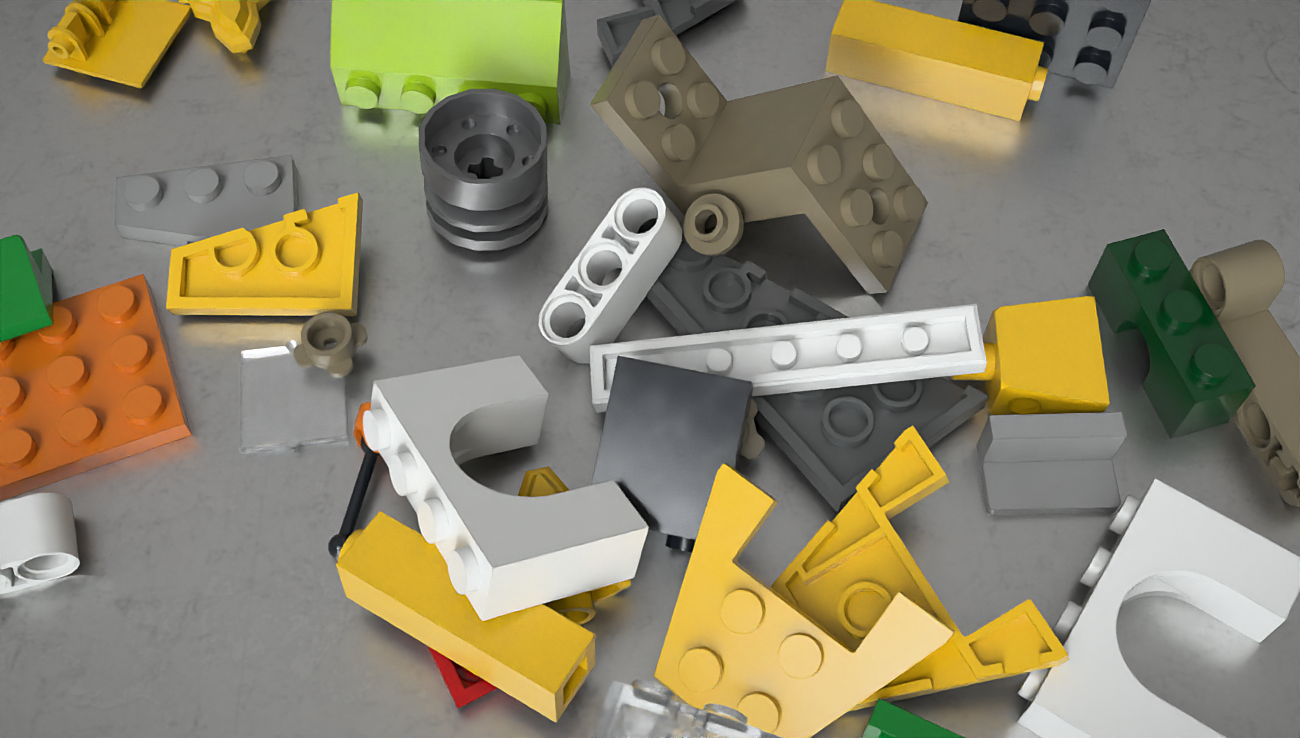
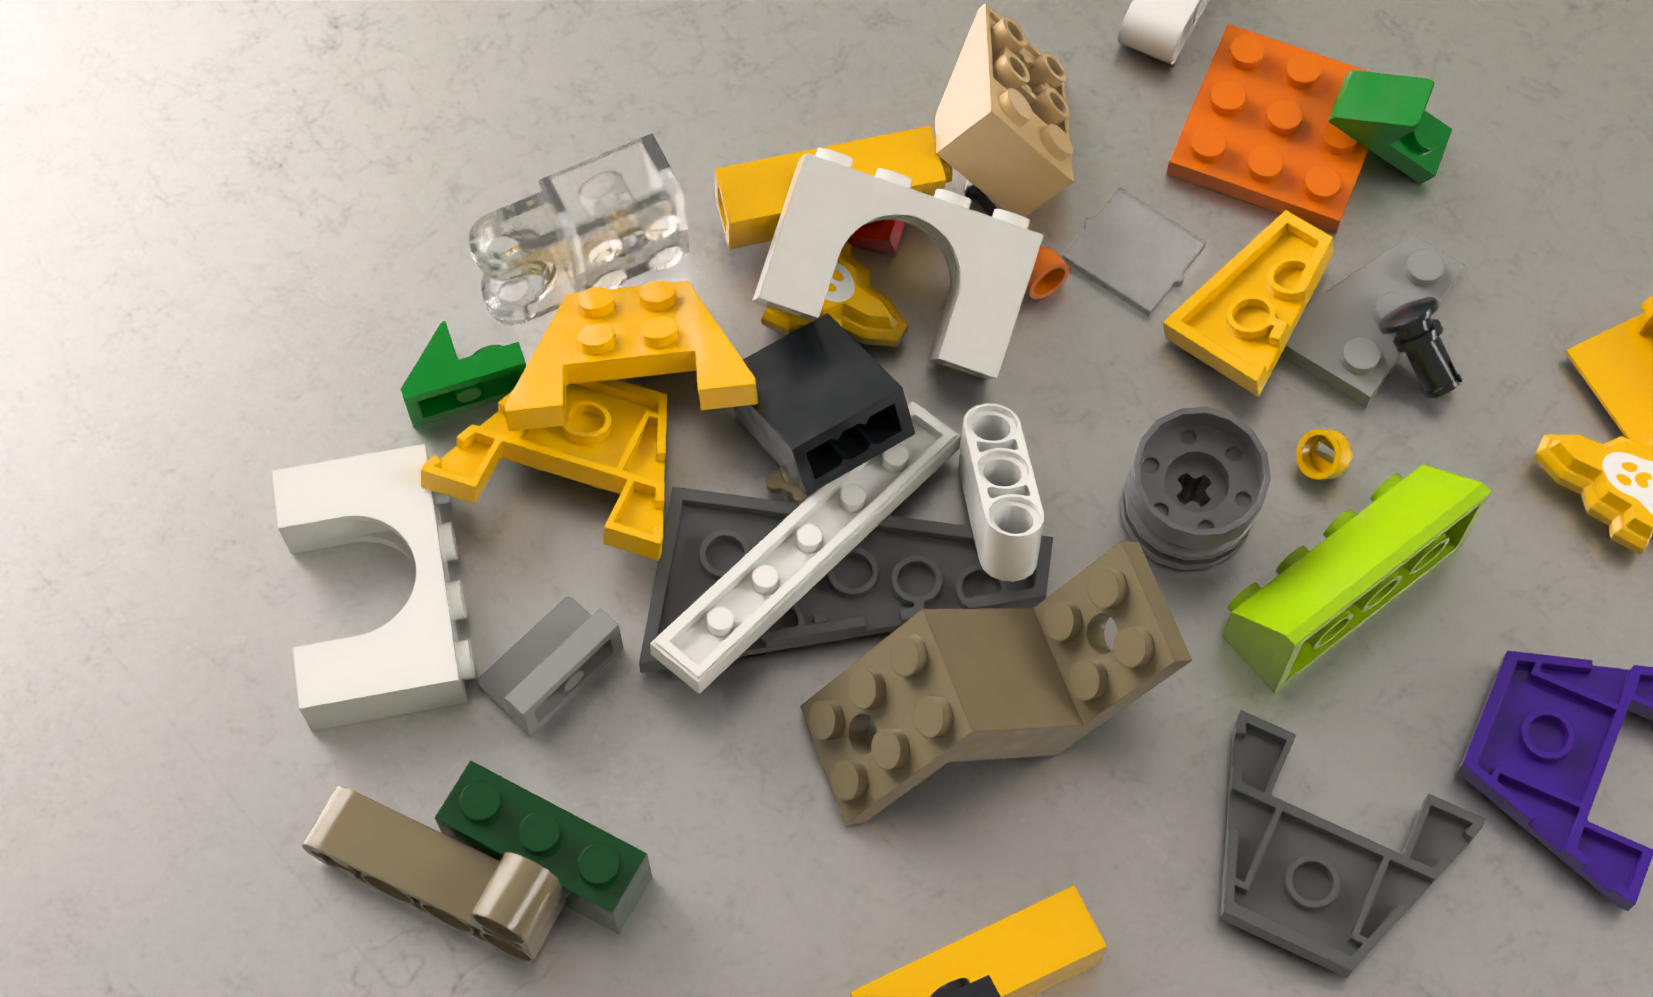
camera: 135 degrees right, 5 degrees up
(214, 145) = (1421, 342): none -> black pin
(255, 547) = (1006, 117): none -> tan slope
(326, 329) = (1149, 273): dark tan plate -> none
(375, 147) = (1318, 464): none -> yellow hinge
(728, 227) = (969, 591): dark tan plate -> none
(1044, 359) = (623, 733): yellow torso -> none

